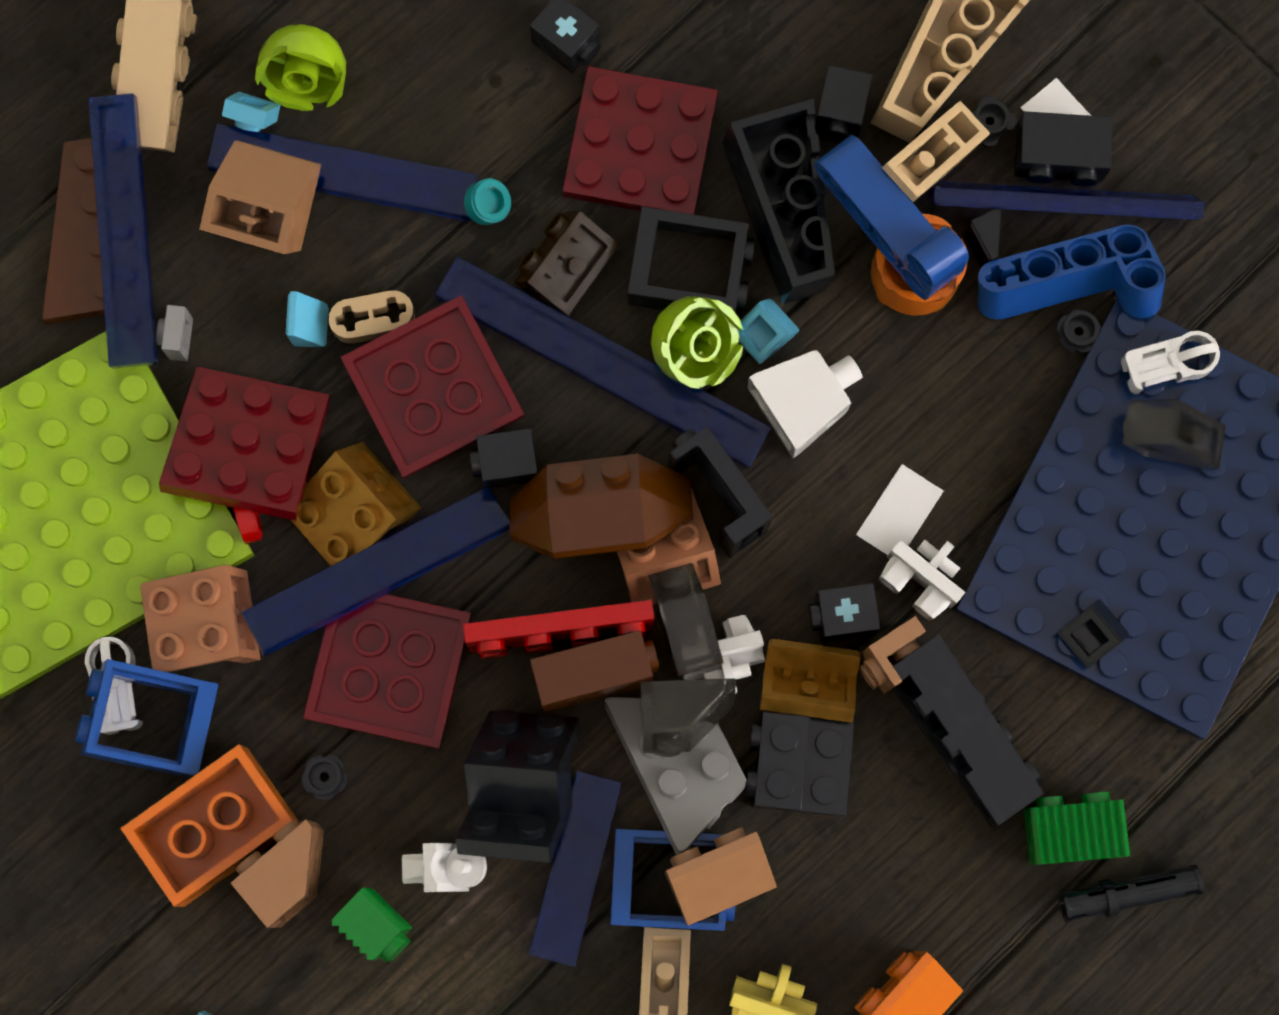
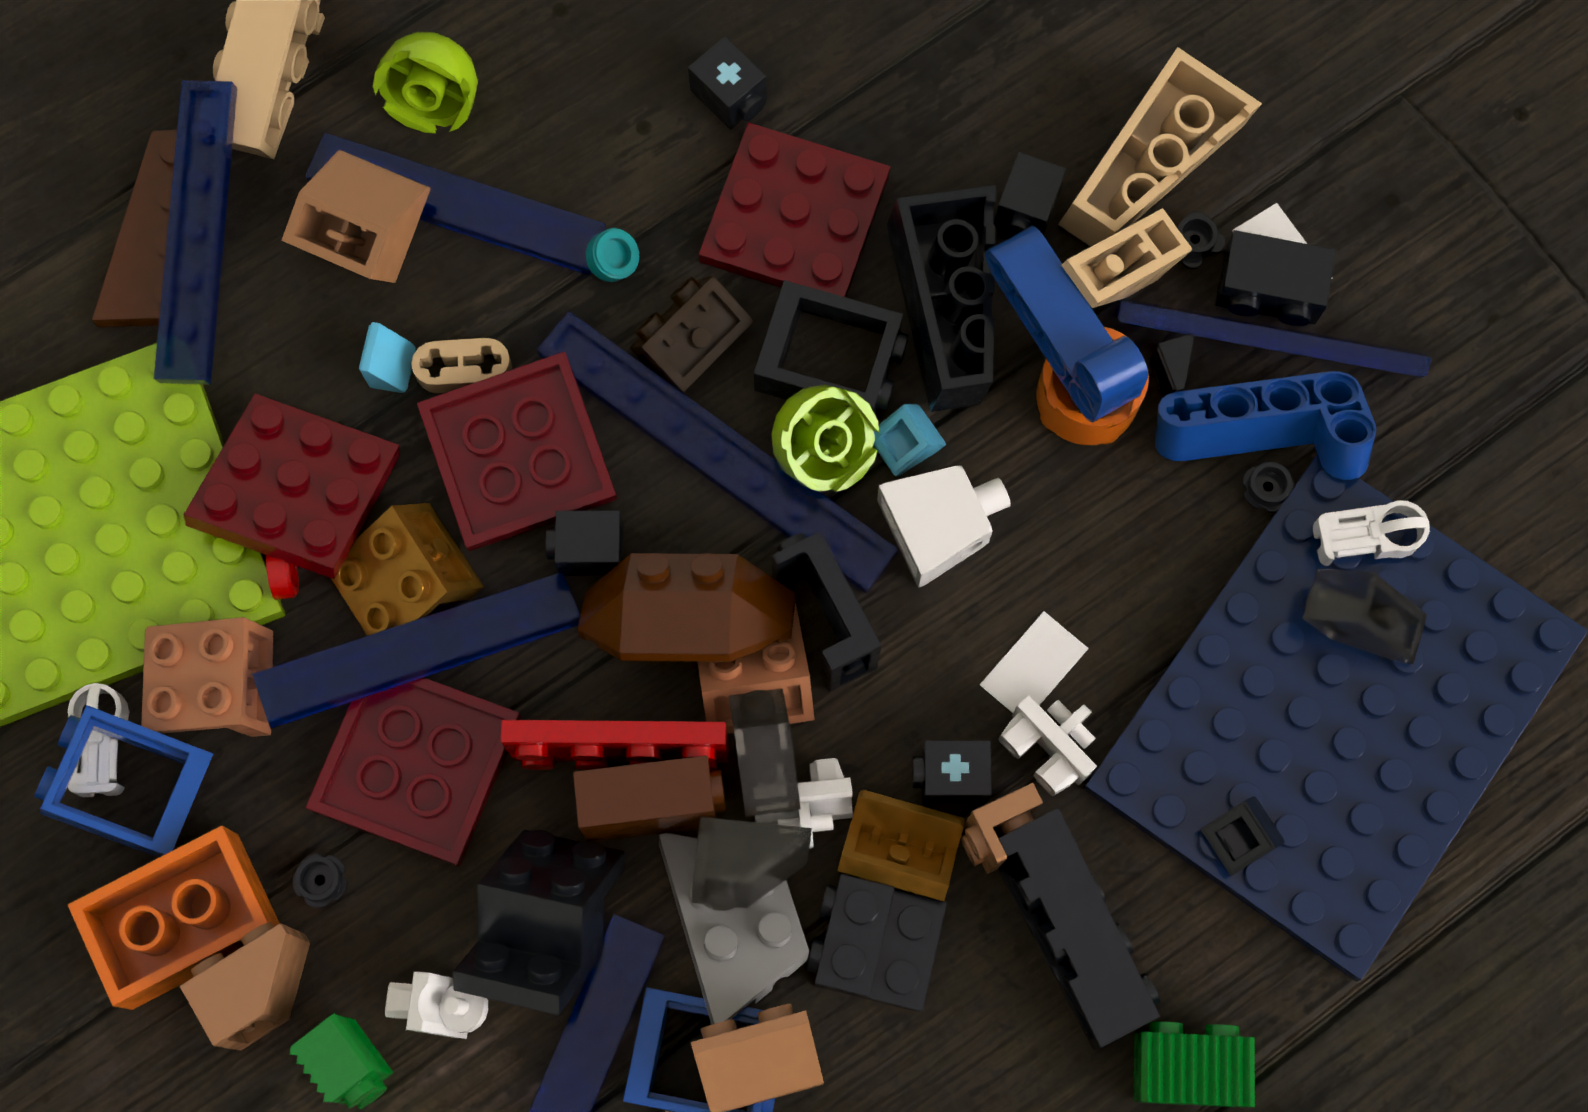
camera: 10 degrees right, 5 degrees down
(175, 333) = (237, 353): light grey plate -> none
(250, 111) = (363, 123): medium azure plate -> none

